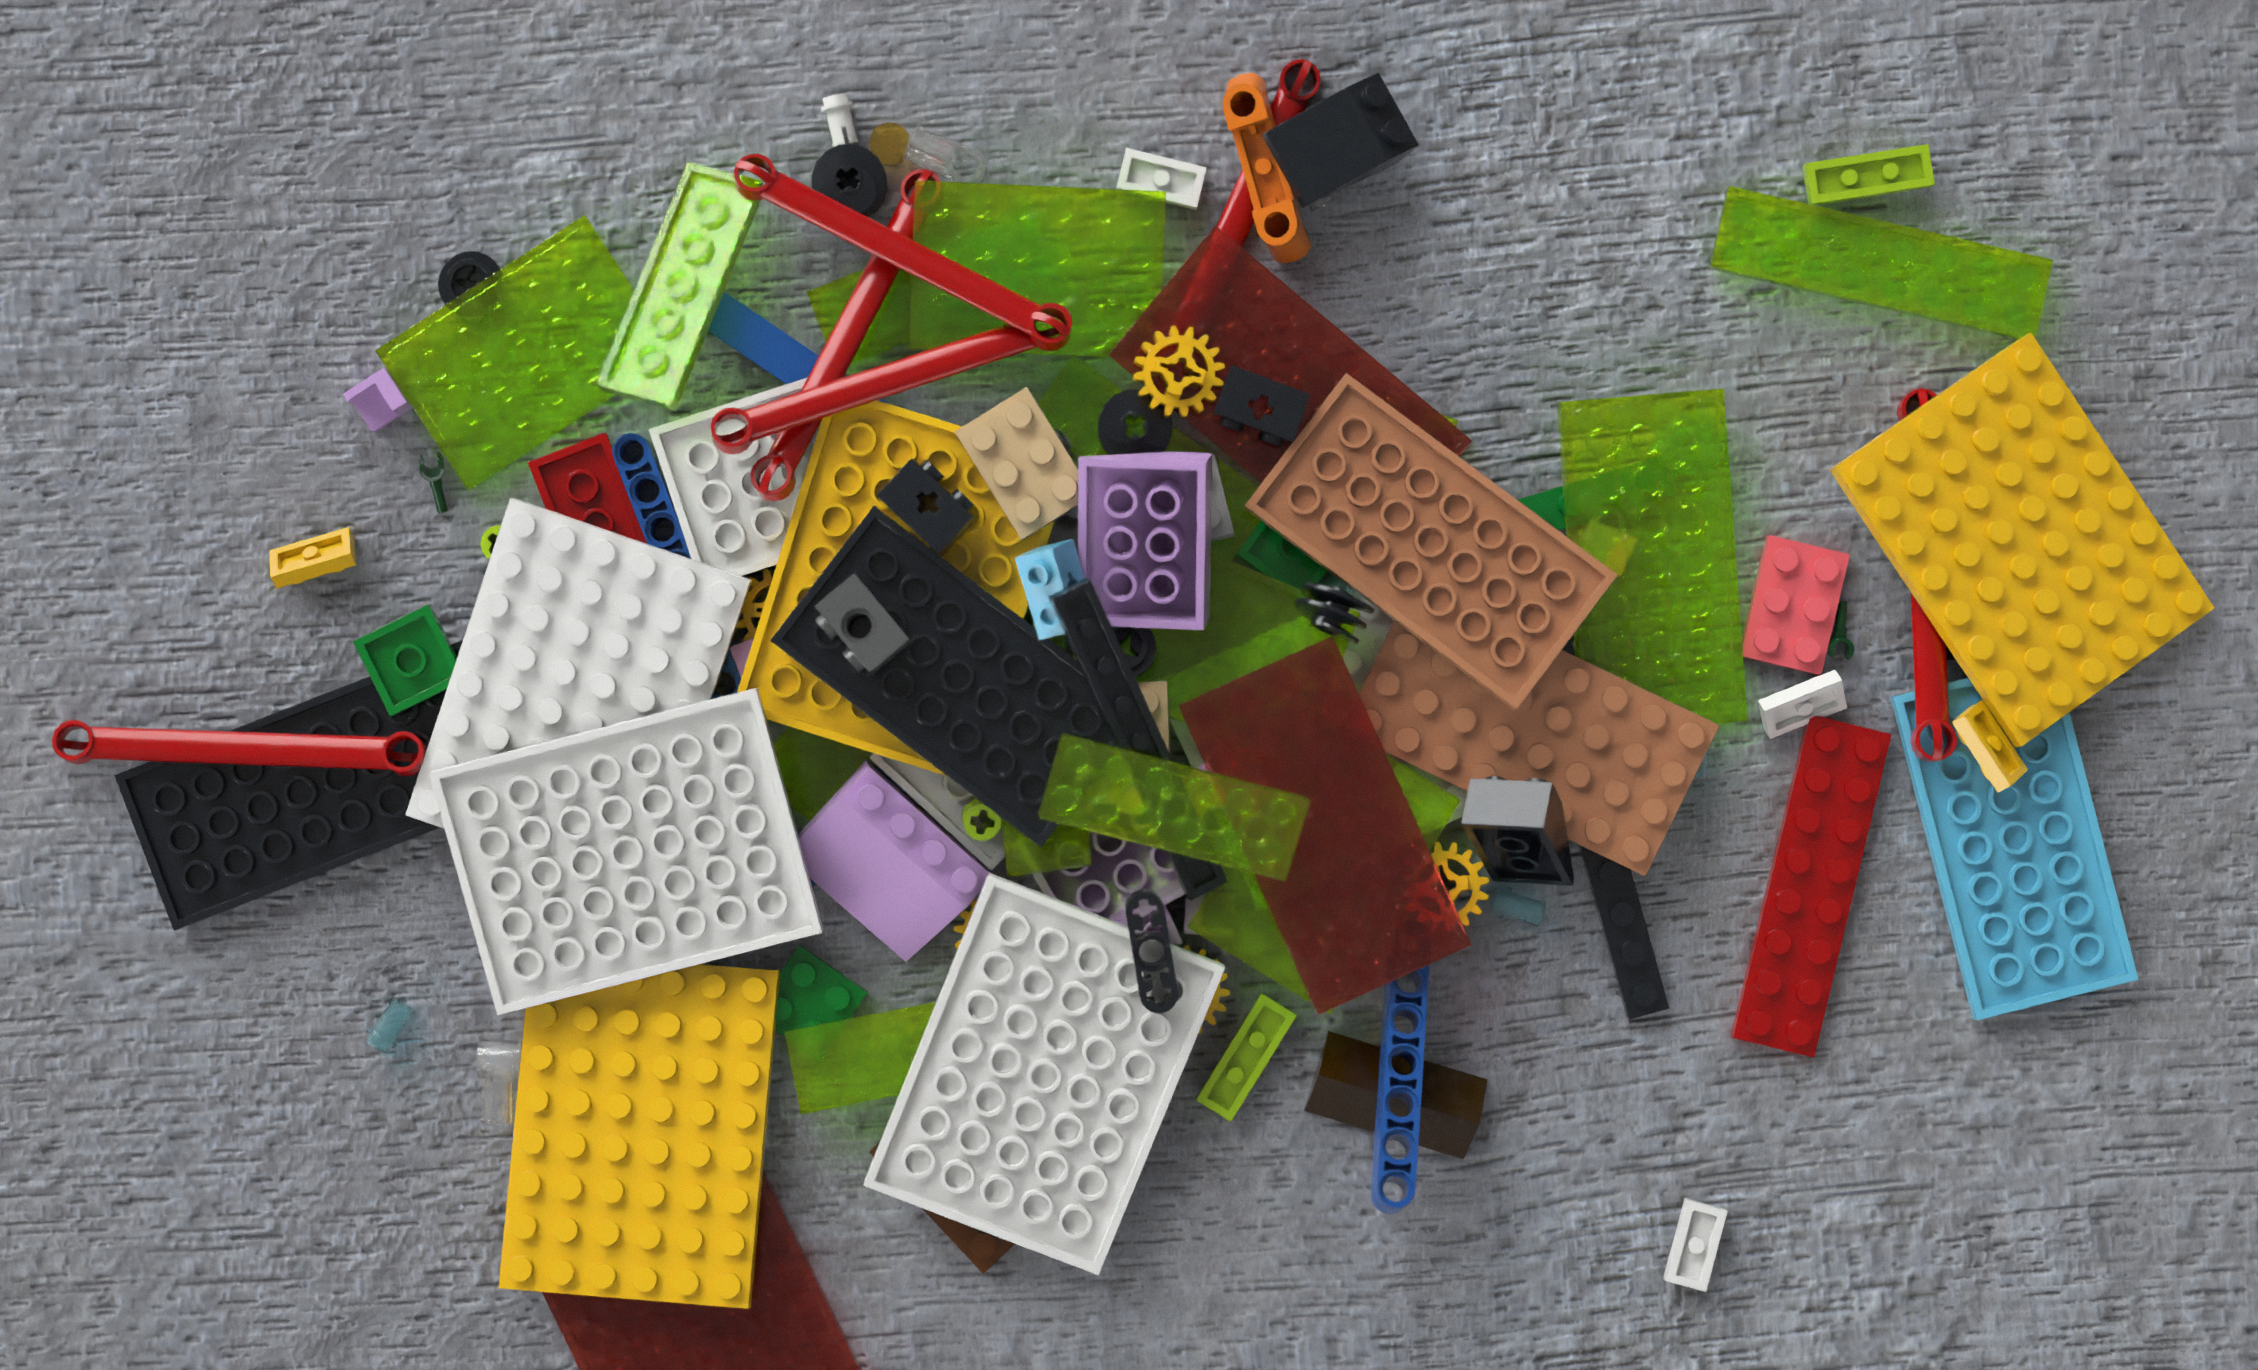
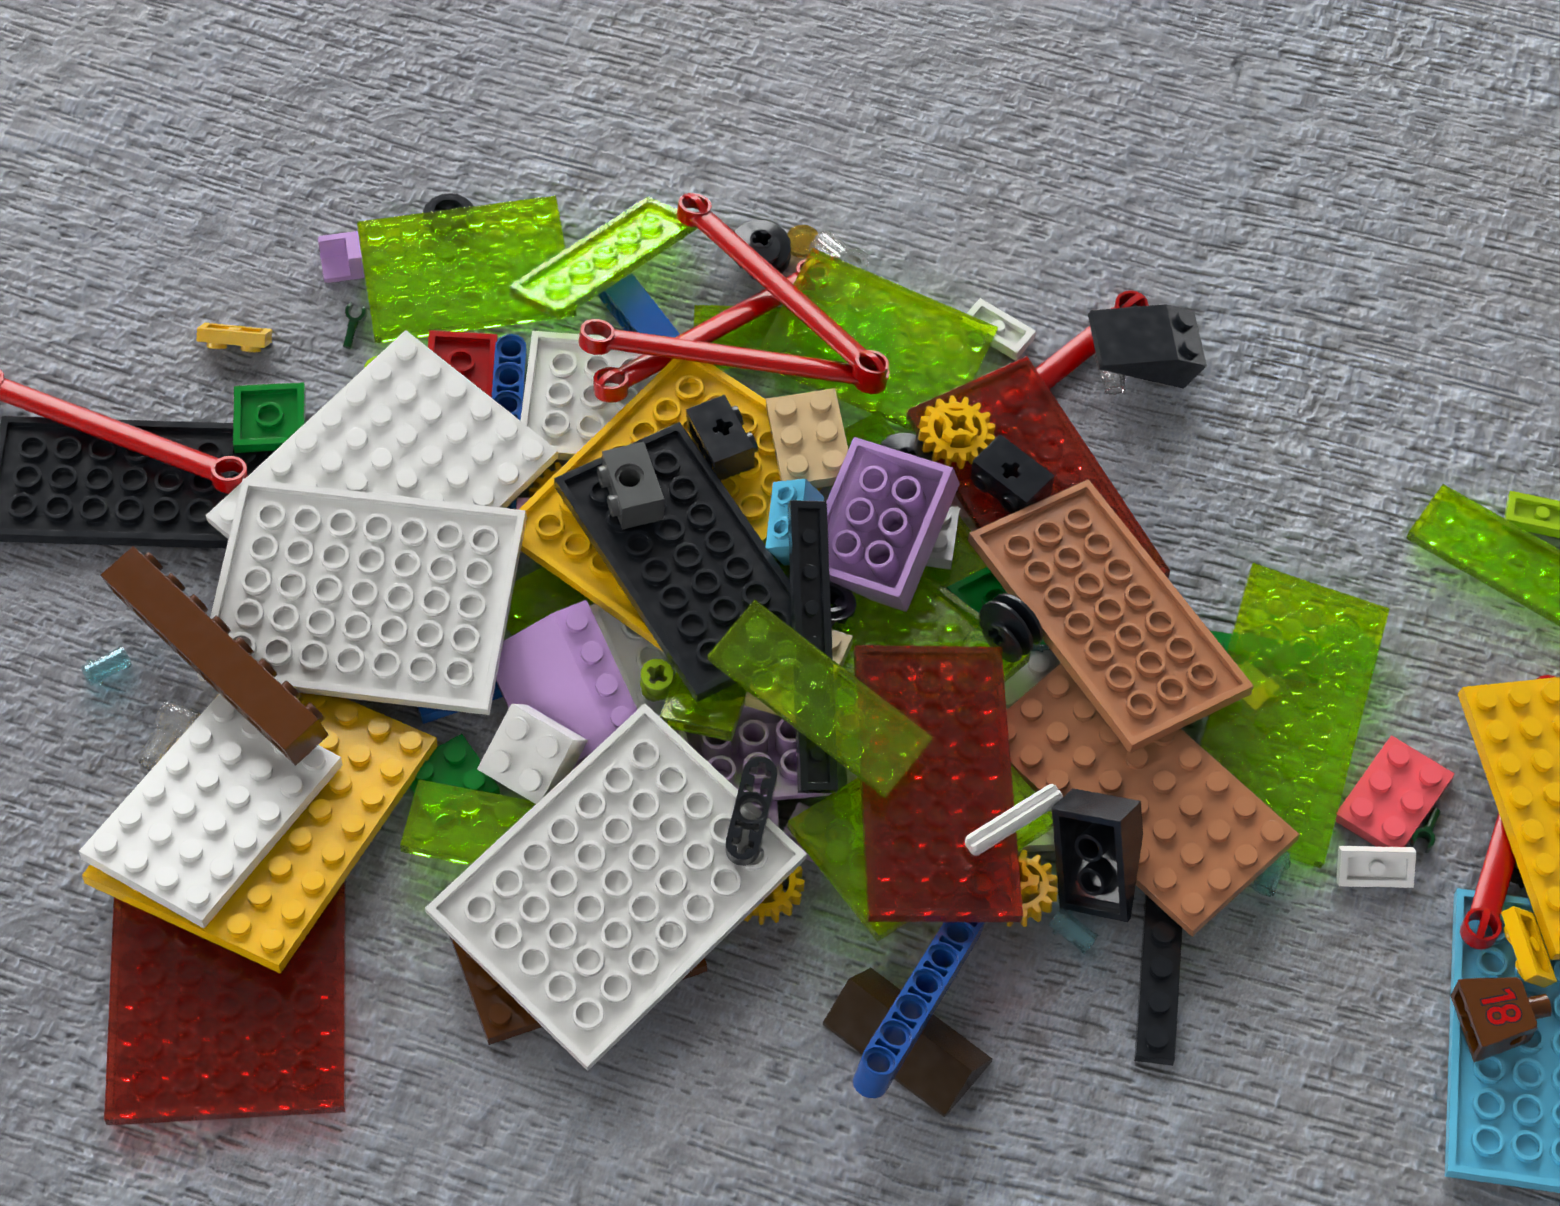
camera: 15 degrees right, 30 degrees down
(507, 998) = (215, 655): none -> reddish brown brick
(592, 1164) = (207, 814): none -> white plate
(839, 119) = (774, 205): white pin -> none
(888, 954) = (531, 752): none -> white brick
(1246, 1057) = (791, 956): lime plate -> none
(1273, 200) = (1079, 361): orange plate -> none
(1424, 844) = (1013, 819): none -> white axle
(1810, 886) = (1332, 1016): red plate -> none
(1981, 838) = (1497, 1014): none -> reddish brown torso

